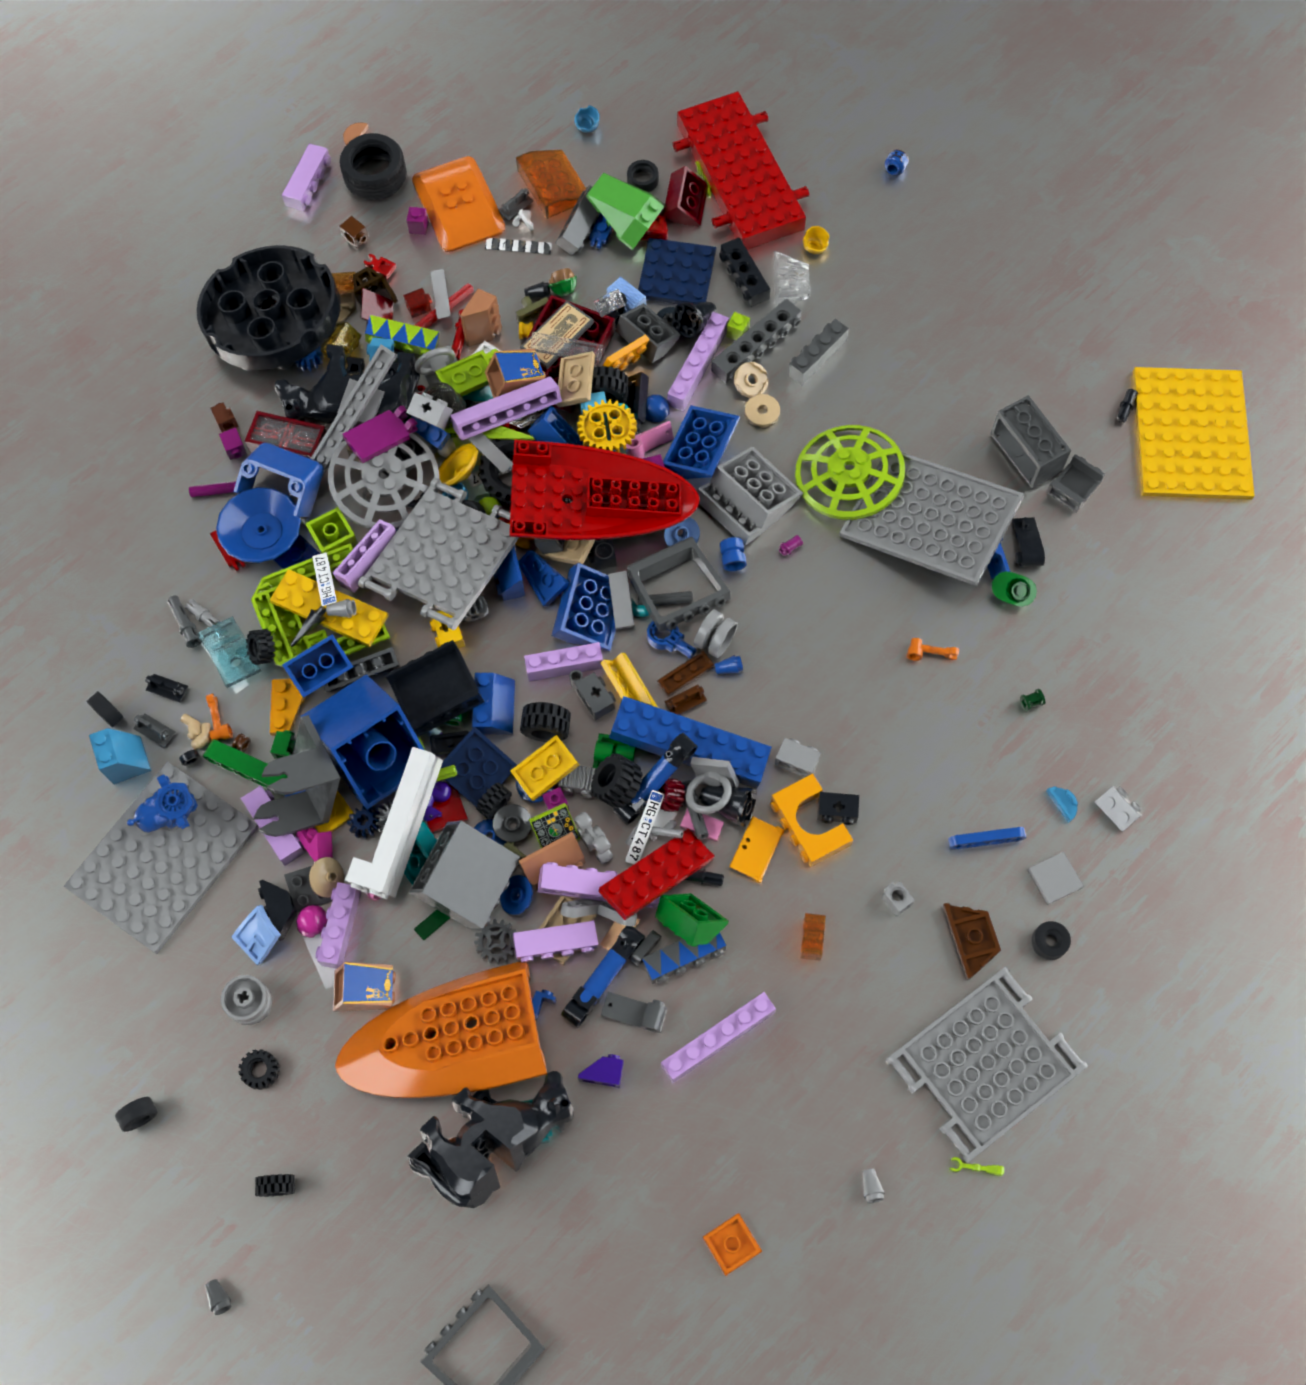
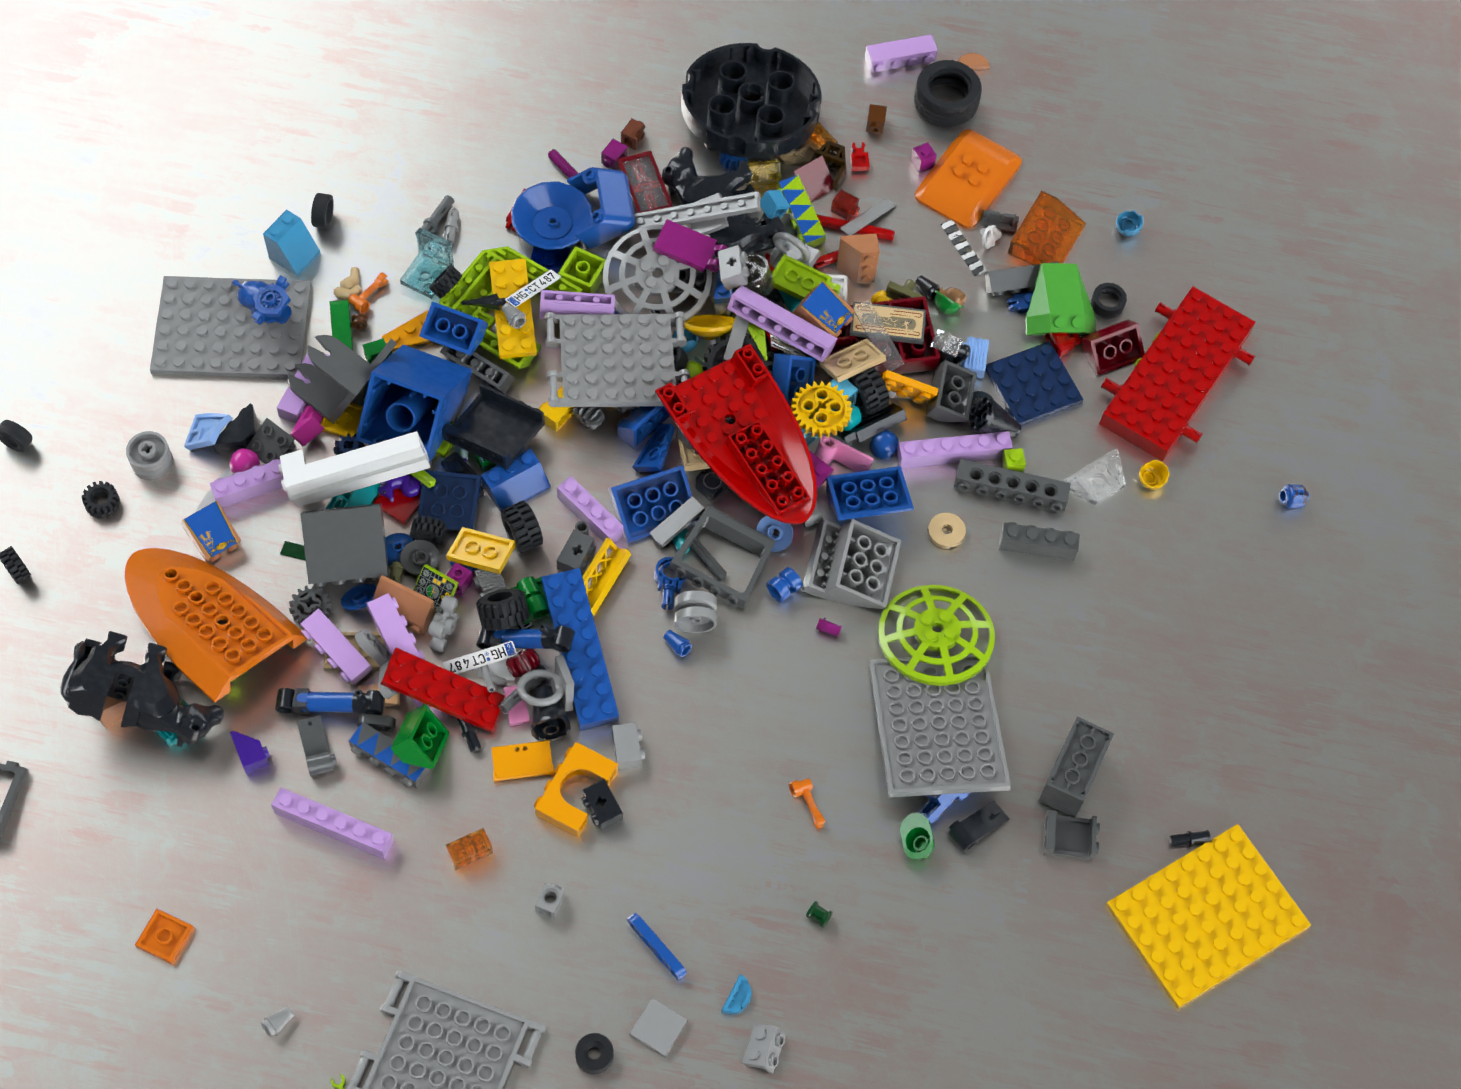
camera: 50 degrees right, 5 degrees down
(153, 729) = (330, 255): dark grey hinge -> none
(165, 687) = (371, 241): black hinge -> none
(189, 757) = (323, 294): black tile -> none
(320, 876) = (281, 441): tan dish -> none
(539, 998) = (276, 667): blue bracket -> none
(685, 673) = (646, 613): reddish brown tile -> none
(686, 700) = (621, 627): reddish brown hinge -> none
(739, 261) = (1064, 459): black brick -> none
(744, 386) = (979, 499): tan tile -> none
(973, 937) = (554, 985): reddish brown wing -> none

